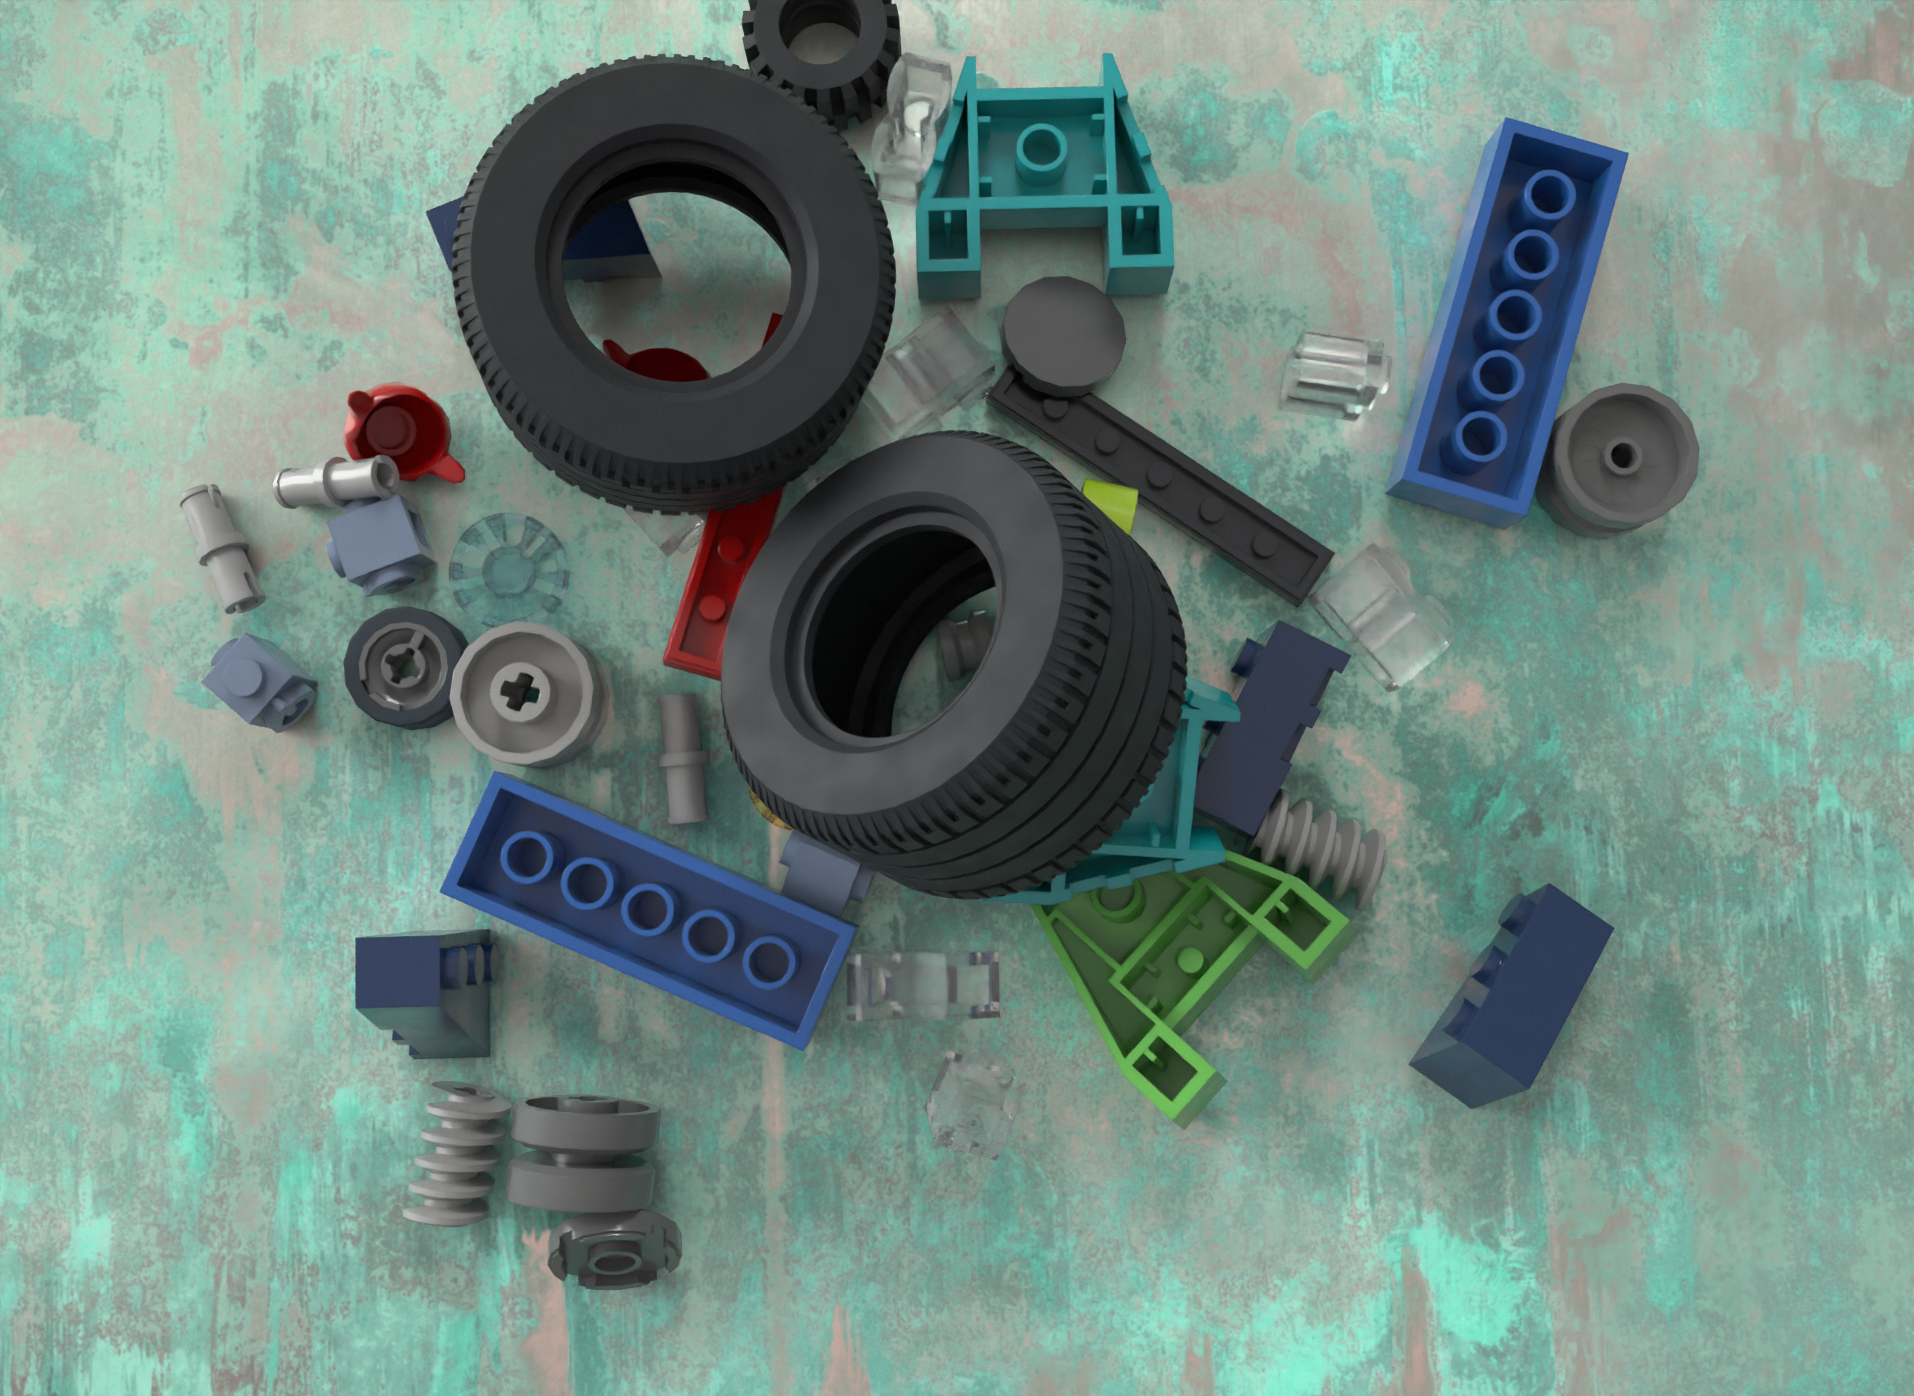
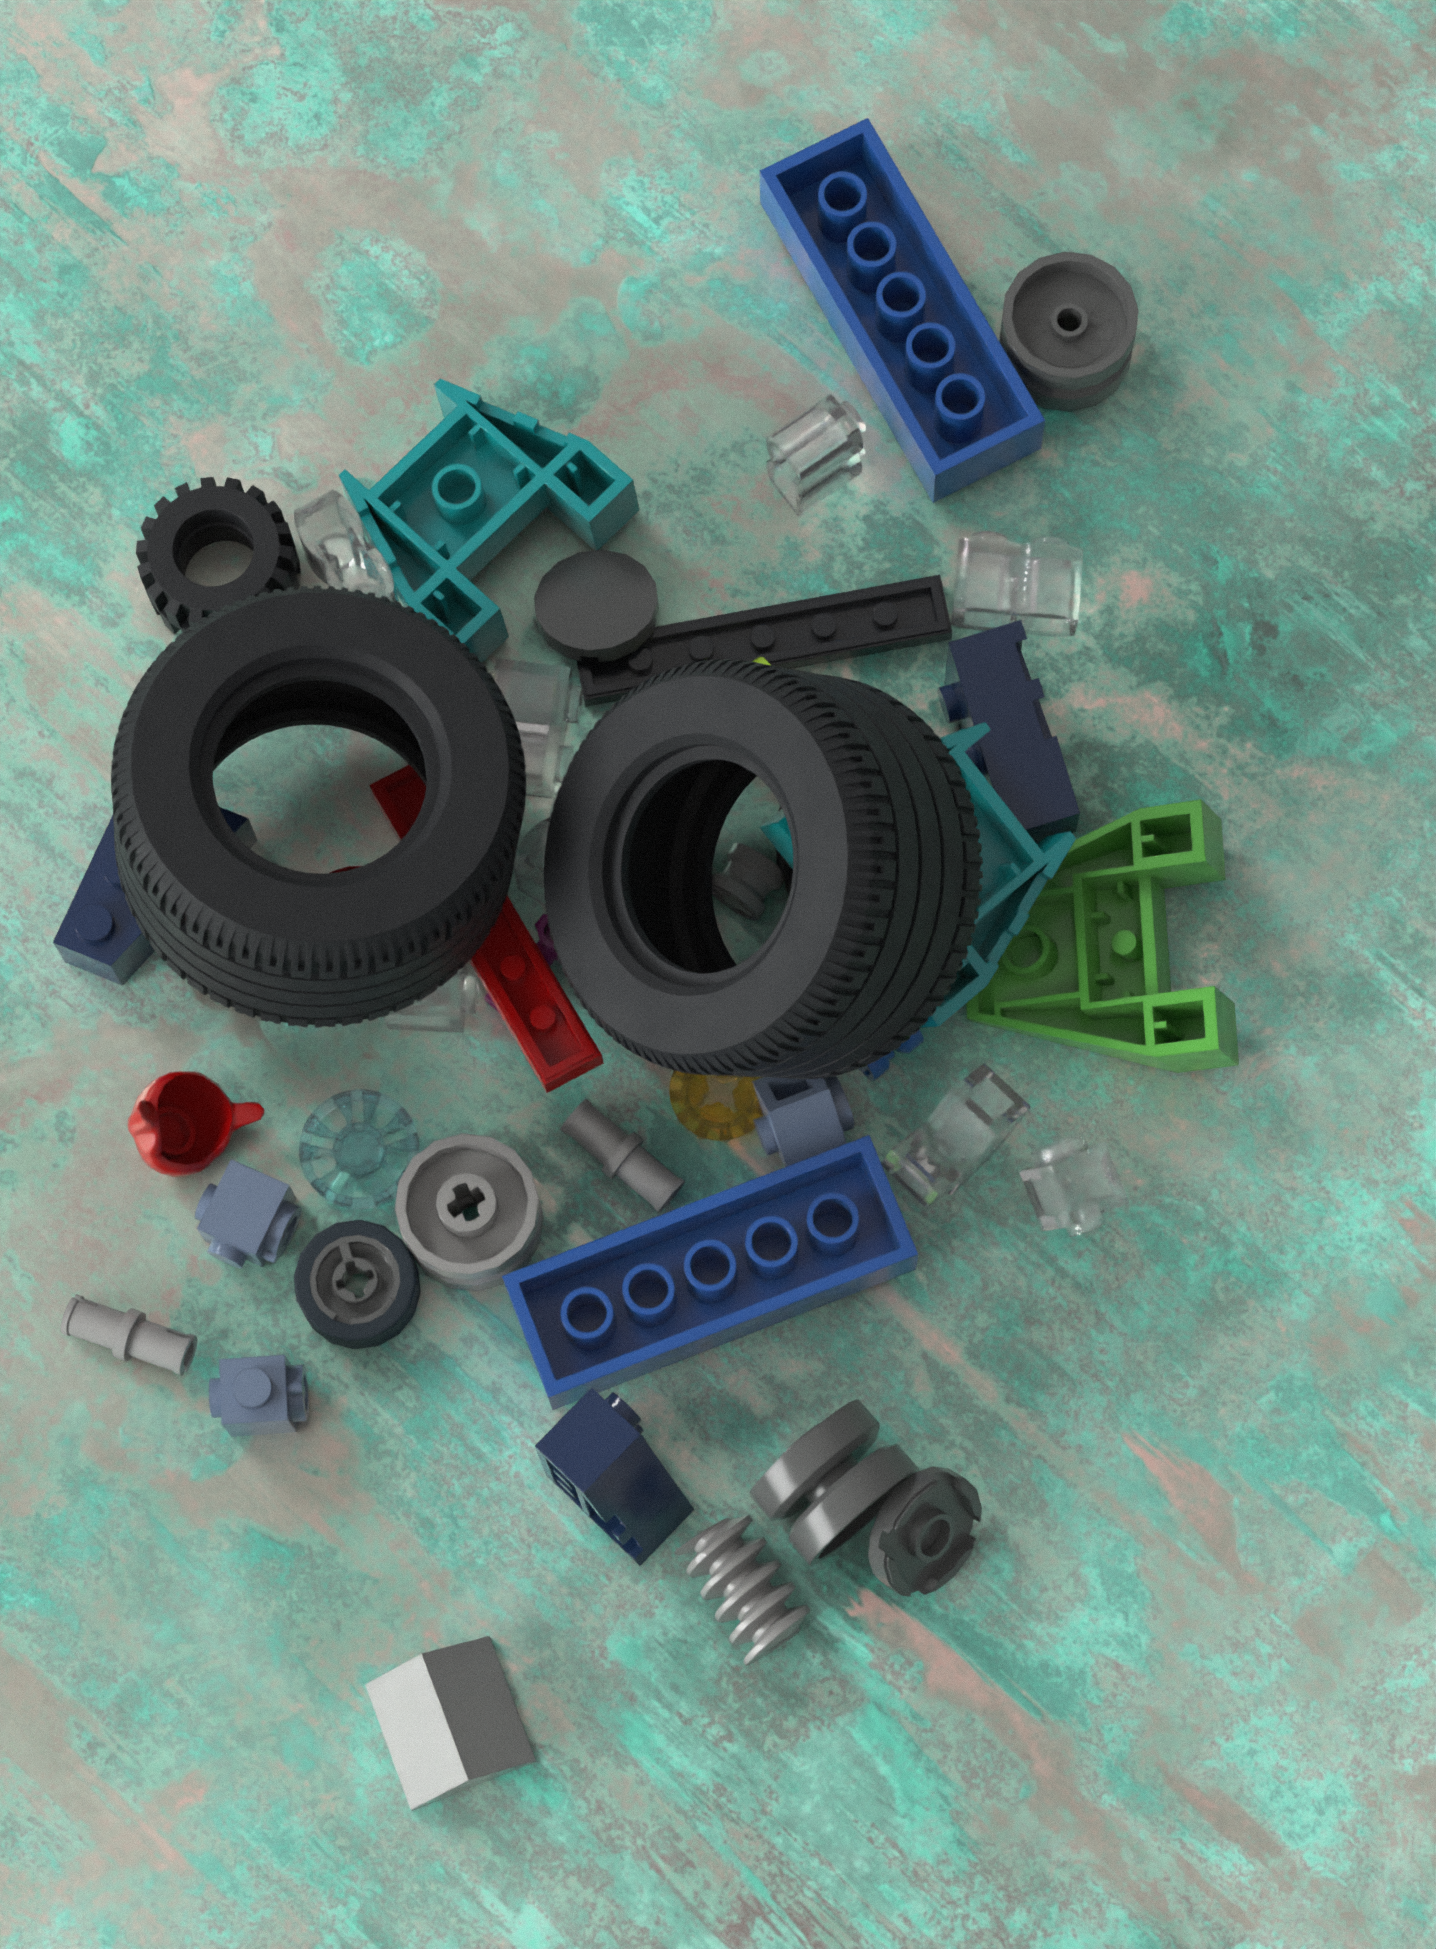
camera: 40 degrees left, 10 degrees down
(174, 1044) = (449, 1721): none -> light grey slope
(336, 482) = (171, 1200): light grey pin -> none
(1321, 848) = (1135, 778): light grey piece -> none
(1514, 999) = (1369, 756): dark blue wedge -> none

